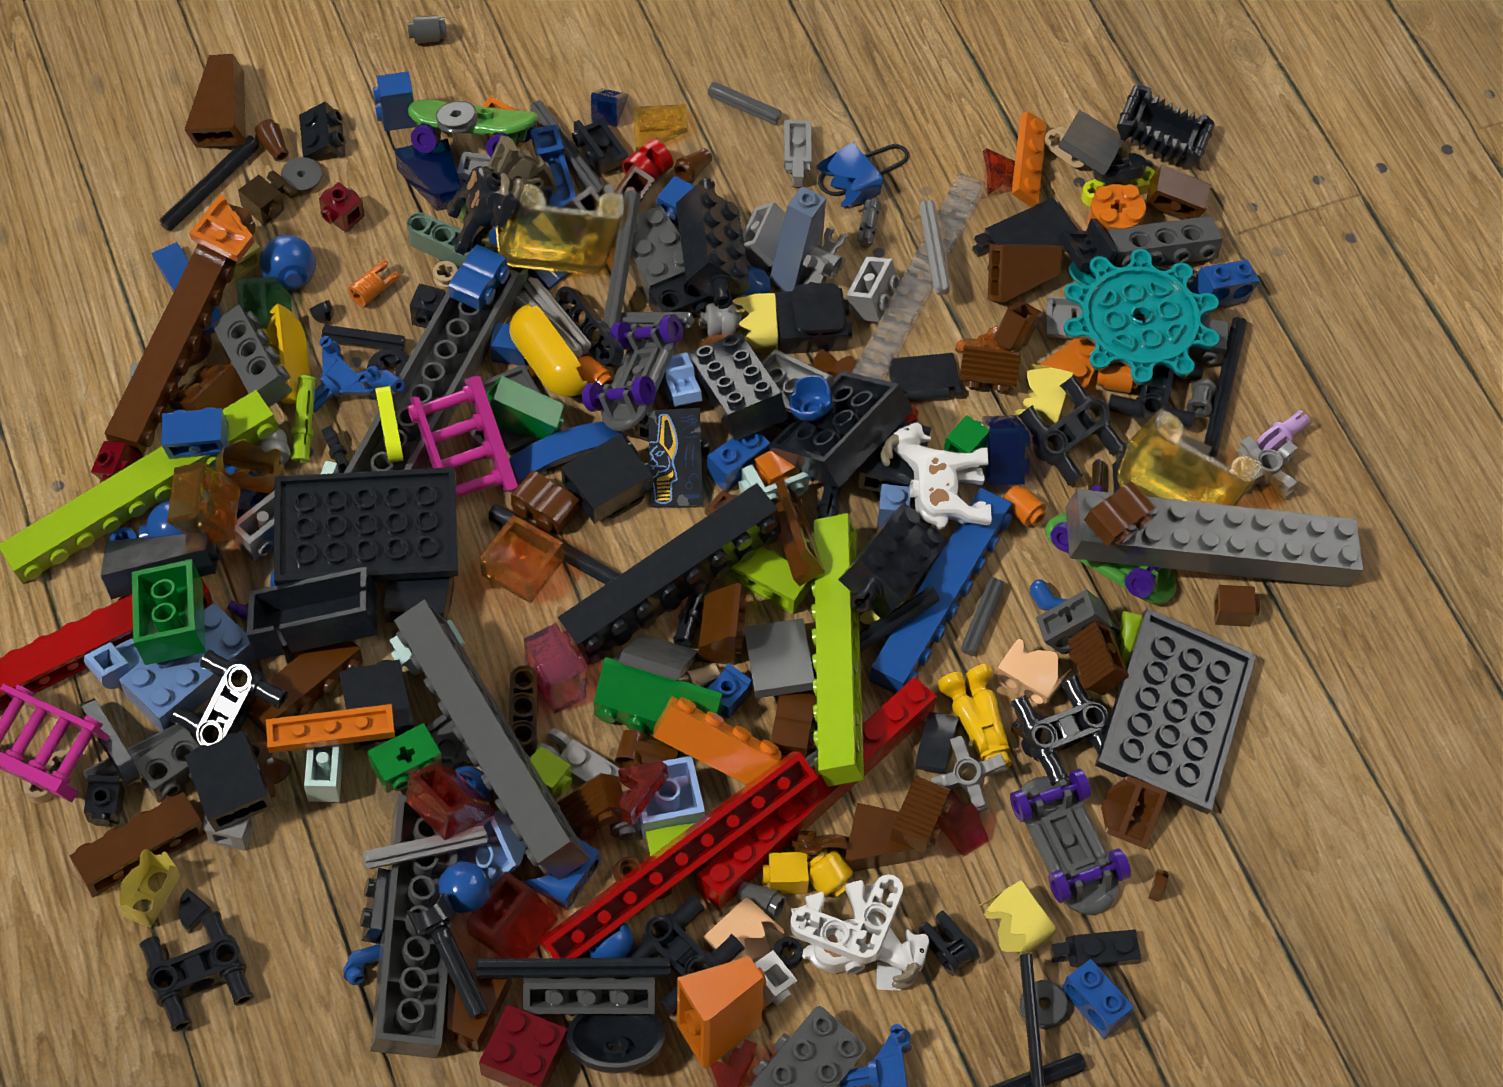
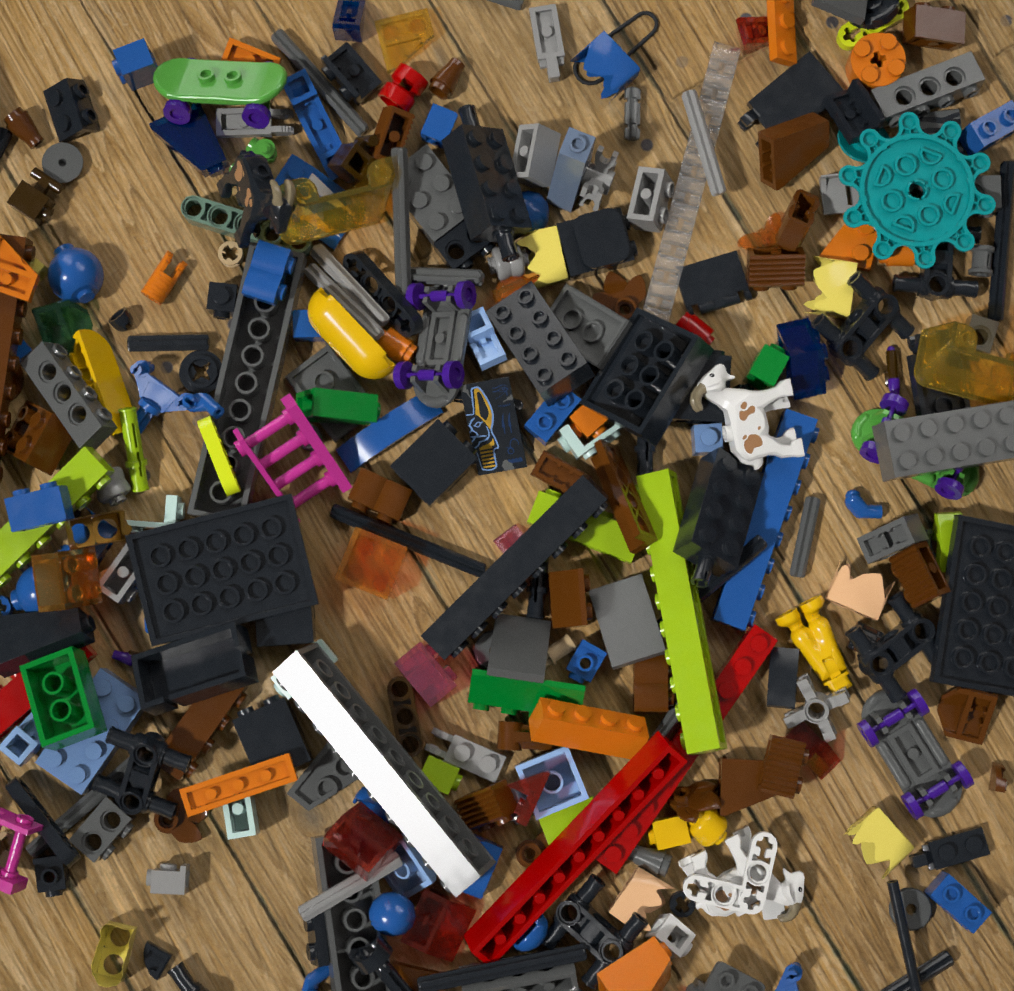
camera: 10 degrees left, 25 degrees up
(119, 850) = (92, 910): reddish brown brick -> none
(229, 780) = (160, 849): black brick -> none
(337, 451) = (167, 464): black piece -> none
(341, 206) = (111, 198): dark red brick -> none
(413, 745) = (295, 798): green brick -> none
(456, 116) = (210, 100): piece -> none
(521, 165) = (280, 137): dark tan piece -> none
(811, 398) = (615, 357): blue hair -> none
(953, 953) = (830, 871): black piece -> none
(1025, 506) = (829, 413): orange brick -> none
(1120, 514) = (930, 449): reddish brown brick -> none

